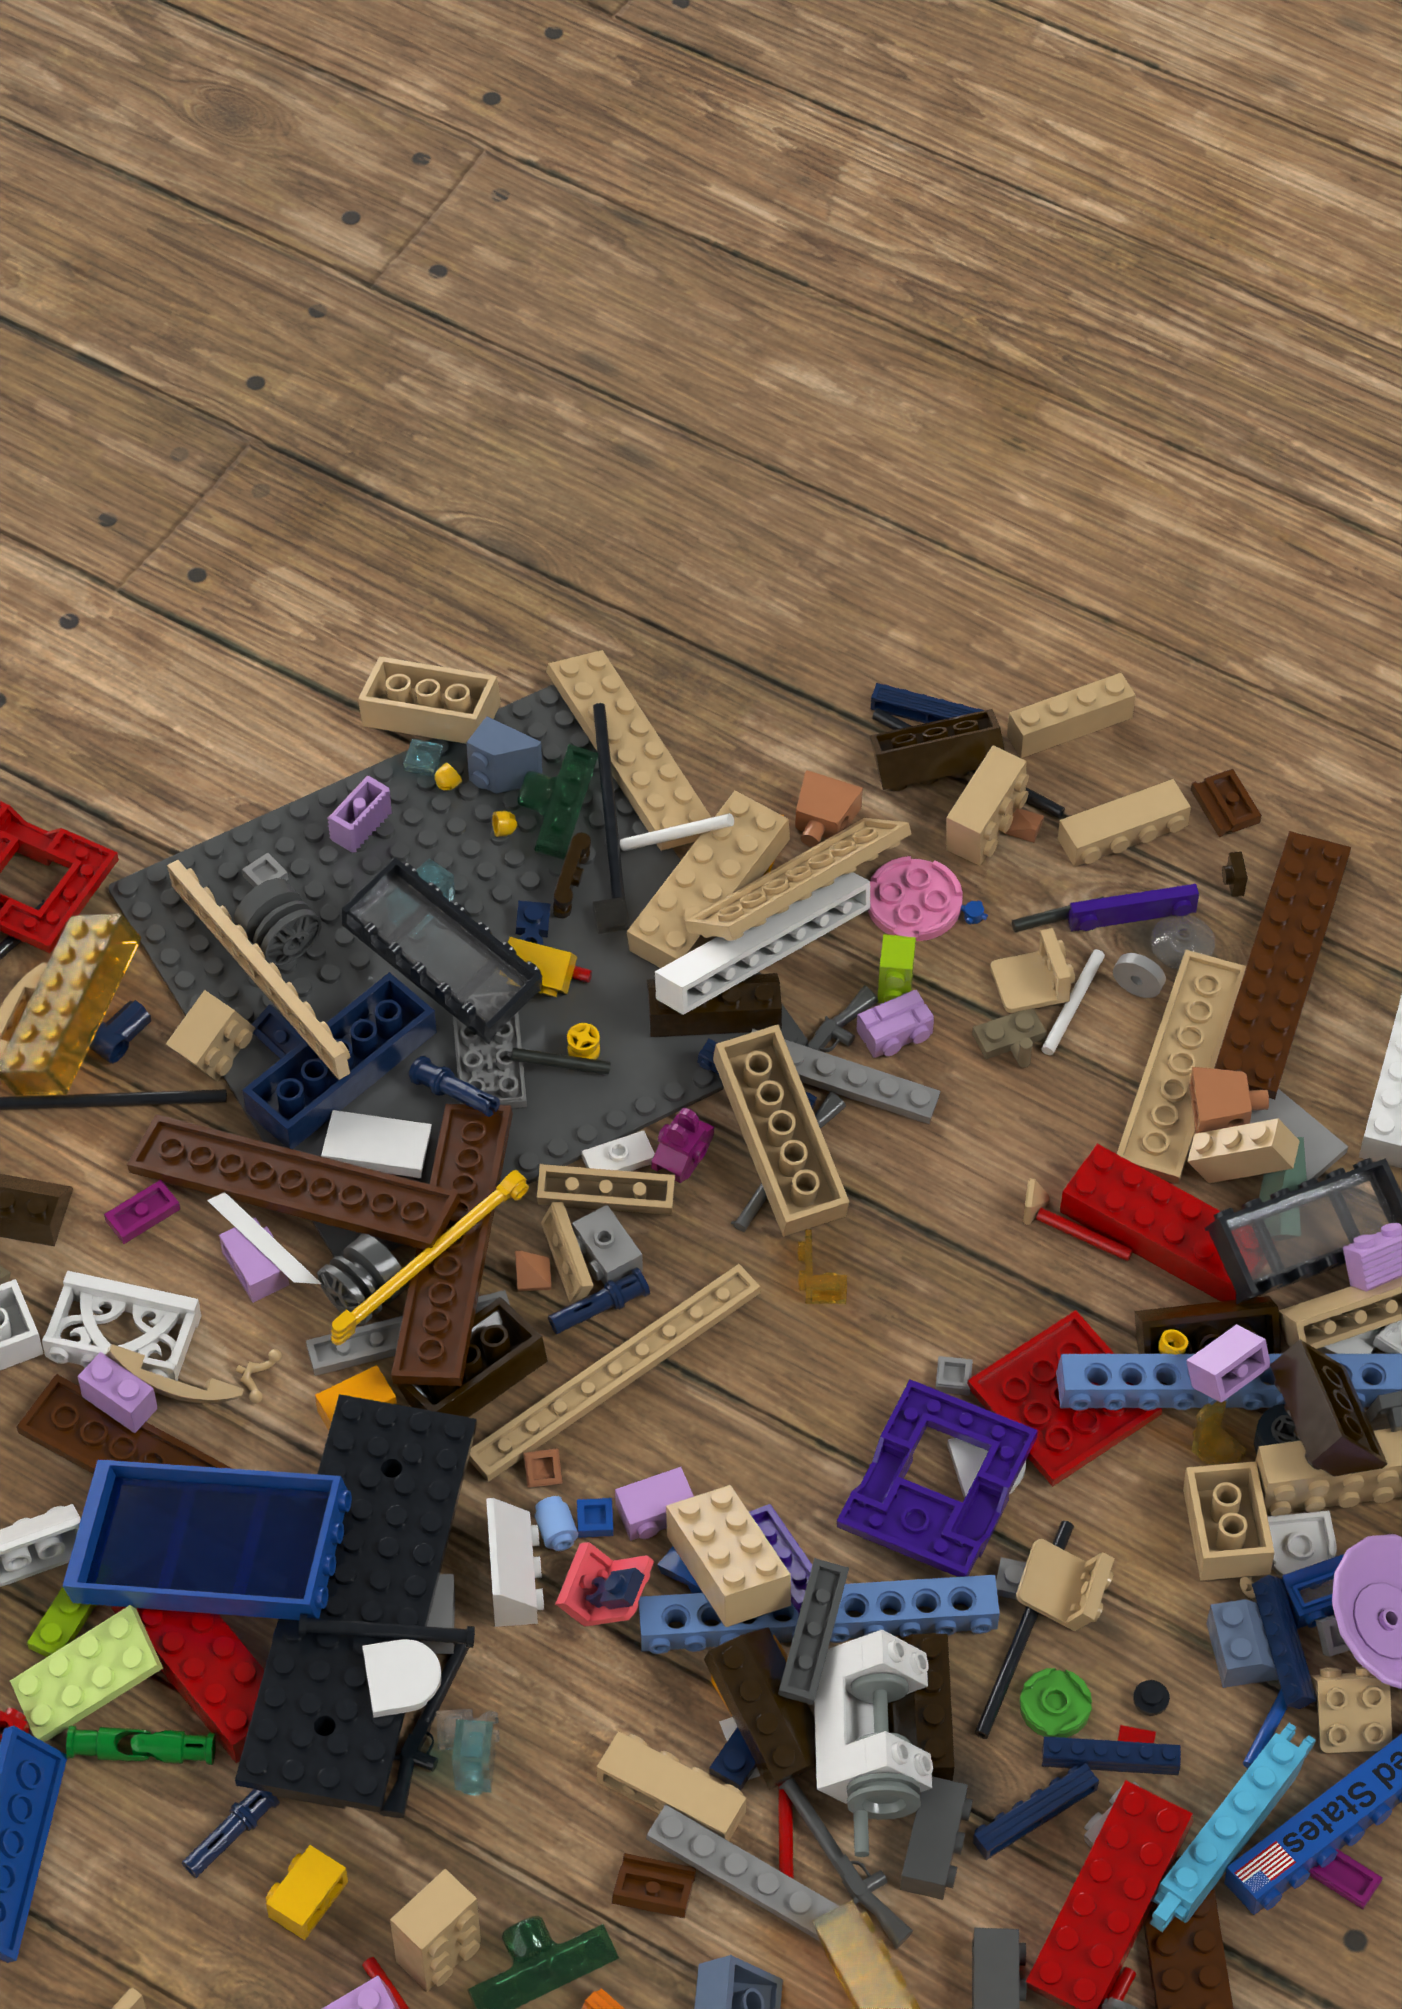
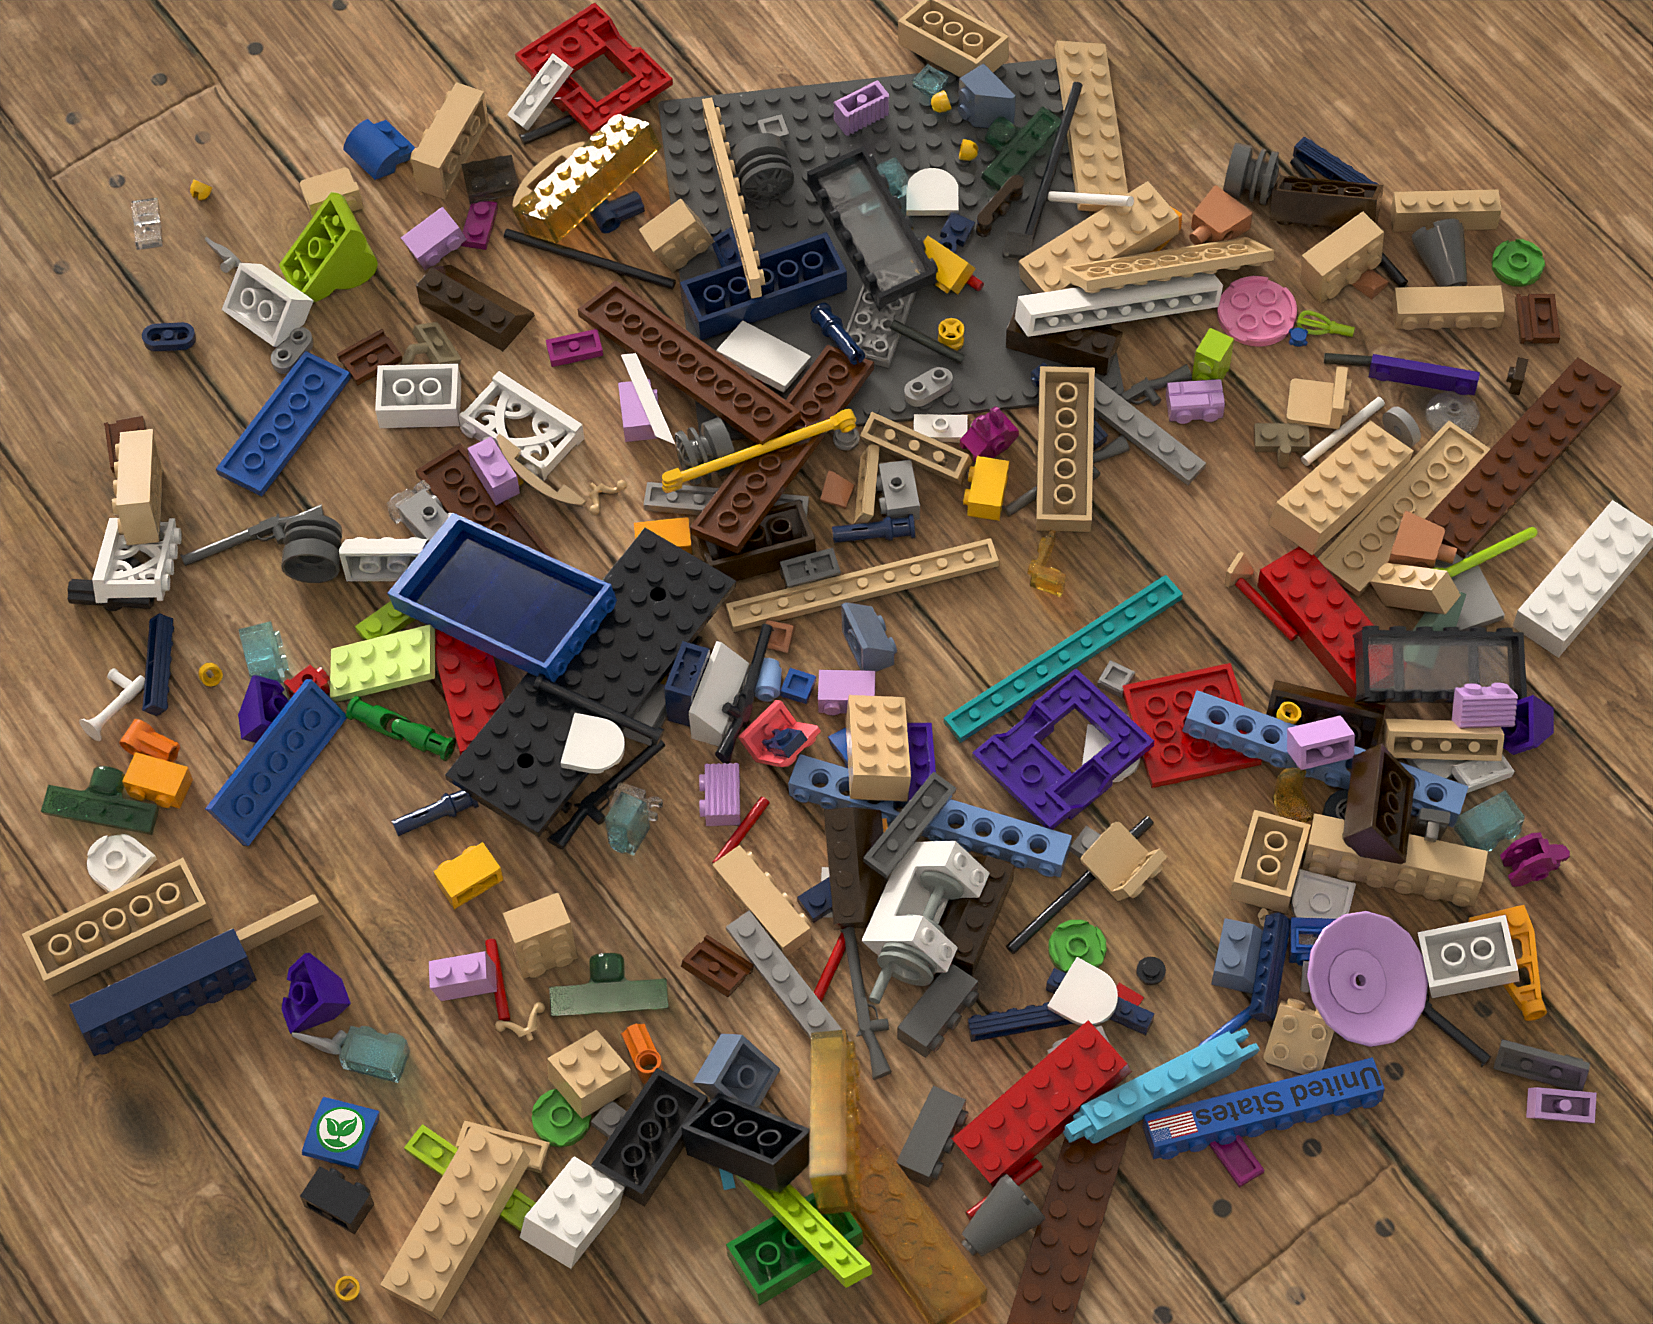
camera: 25 degrees right, 5 degrees up
(20, 1472) = (400, 498): none -> clear plate
(56, 1479) = (423, 515): none -> light grey brick
(472, 1563) = (684, 681): none -> dark blue window
(486, 886) = (932, 193): none -> white tile
(515, 1210) = (847, 440): none -> light grey plate
(545, 1567) = (742, 712): none -> black piece
(546, 1375) = (809, 568): none -> dark grey hinge
(565, 1679) = (722, 794): none -> lavender brick
(589, 1108) = (931, 385): none -> light grey plate
(607, 1714) = (744, 827): none -> red bar
(651, 1432) = (867, 637): none -> sand blue slope
(707, 1207) = (987, 488): none -> yellow brick
(841, 744) = (1251, 173): none -> dark grey wheel
(883, 1375) = (1062, 658): none -> teal plate
(1004, 889) = (1328, 327): none -> lime piece
(1093, 763) = (1443, 252): none -> dark grey cone
(1096, 1754) = (1085, 995): none -> white tile
(1108, 1066) = (1340, 487): none -> tan brick
(1174, 747) = (1518, 262): none -> bright green tile
(1301, 1080) = (1490, 552): none -> lime piece

